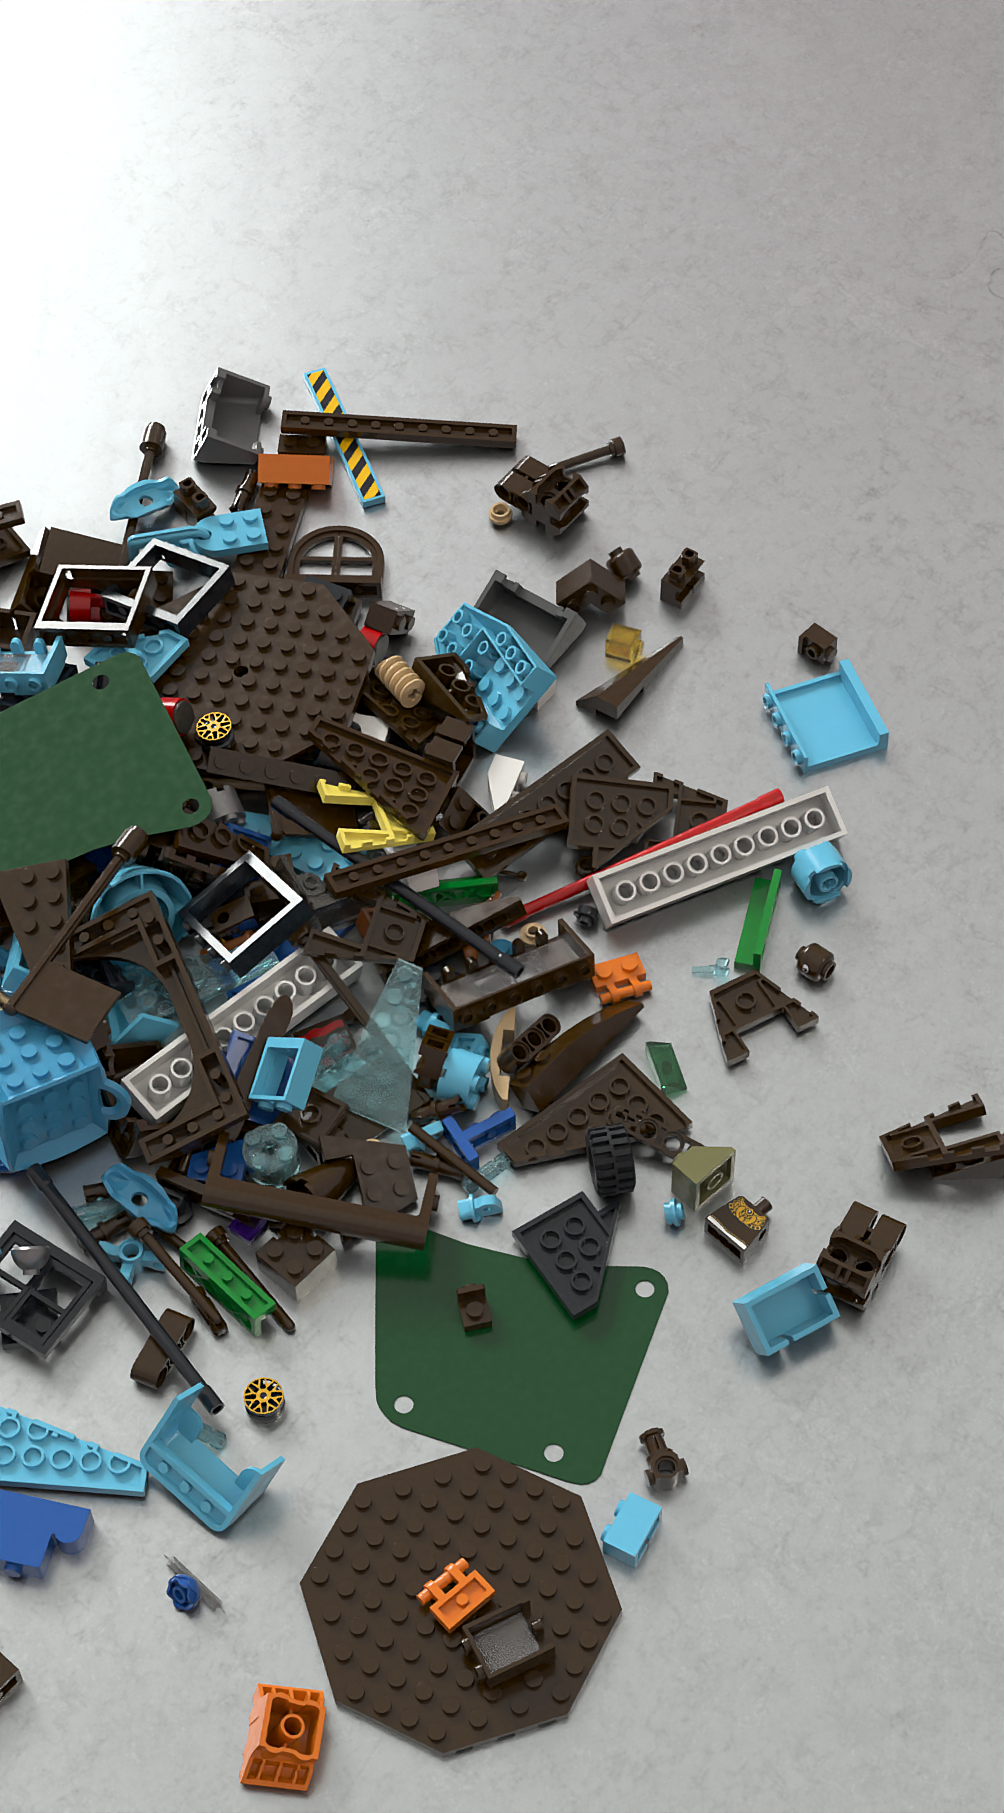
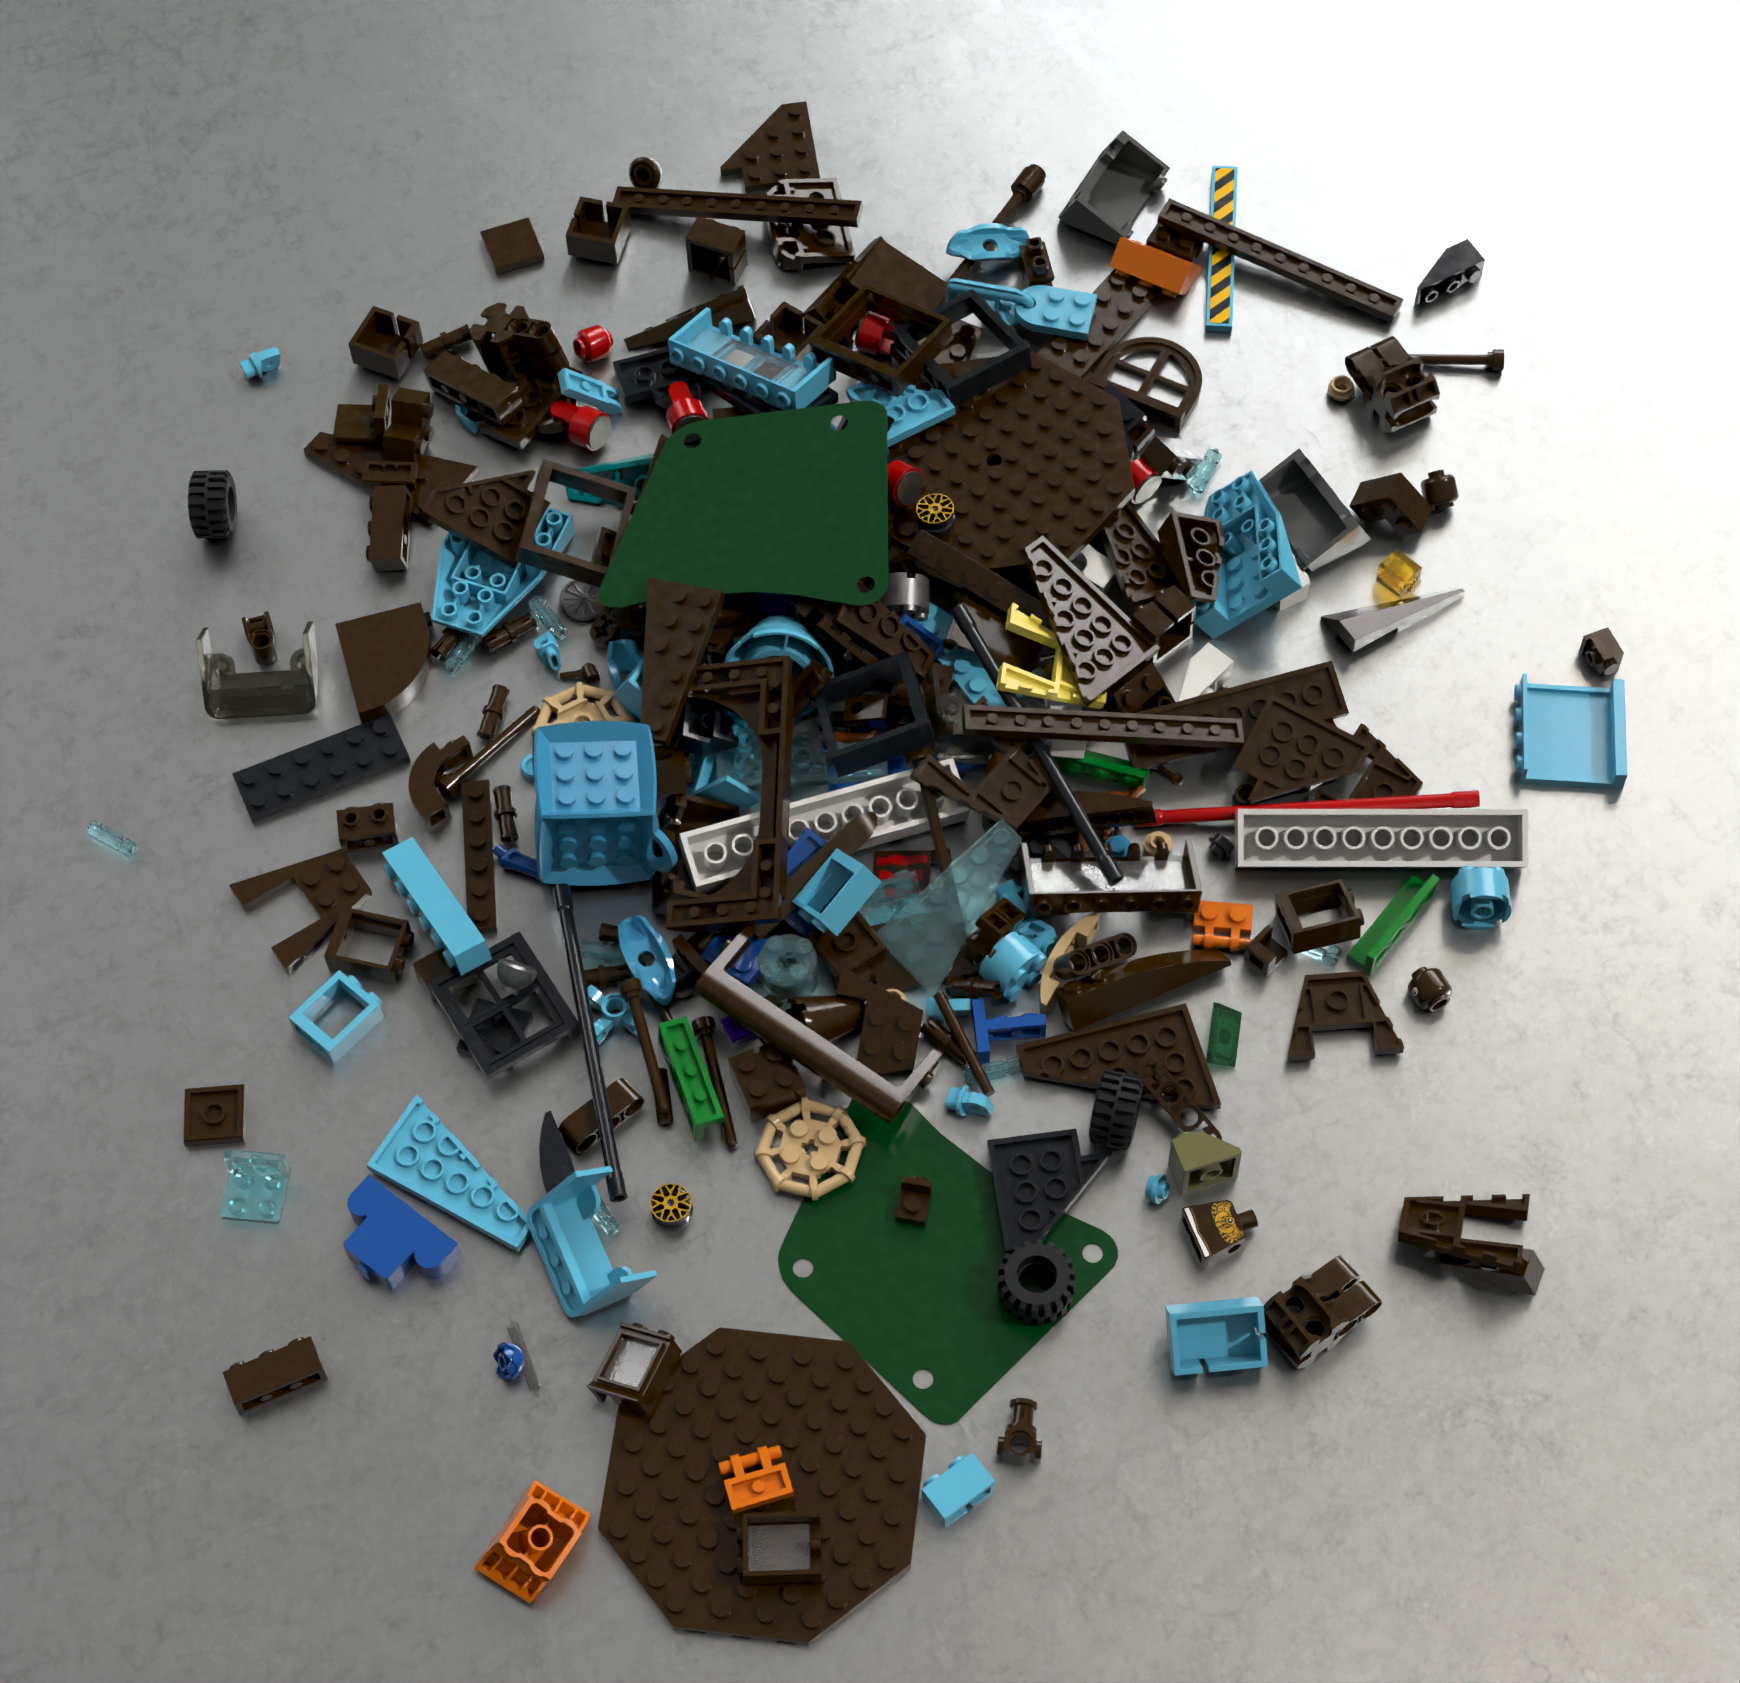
camera: 25 degrees right, 5 degrees up
(61, 996) = (645, 725): dark brown flag -> none
(139, 1401) = (554, 1156): none -> black slope
(176, 908) = (808, 684): none -> dark brown hinge
(244, 491) = (1092, 271): dark brown pin -> none
(302, 1546) = (636, 1367): none -> dark brown window
(361, 1286) = (809, 1132): none -> tan plate
(400, 680) = (1148, 529): tan piece -> none
(421, 619) = (1205, 470): none -> clear light blue axle
(547, 386) = (1453, 269): none -> black slope
(613, 1350) = (1036, 1259): none -> black tyre
(666, 987) = (1265, 952): none -> dark brown panel
(682, 579) = (1493, 528): dark brown hips -> none
(690, 962) = (1314, 898): none -> dark brown window

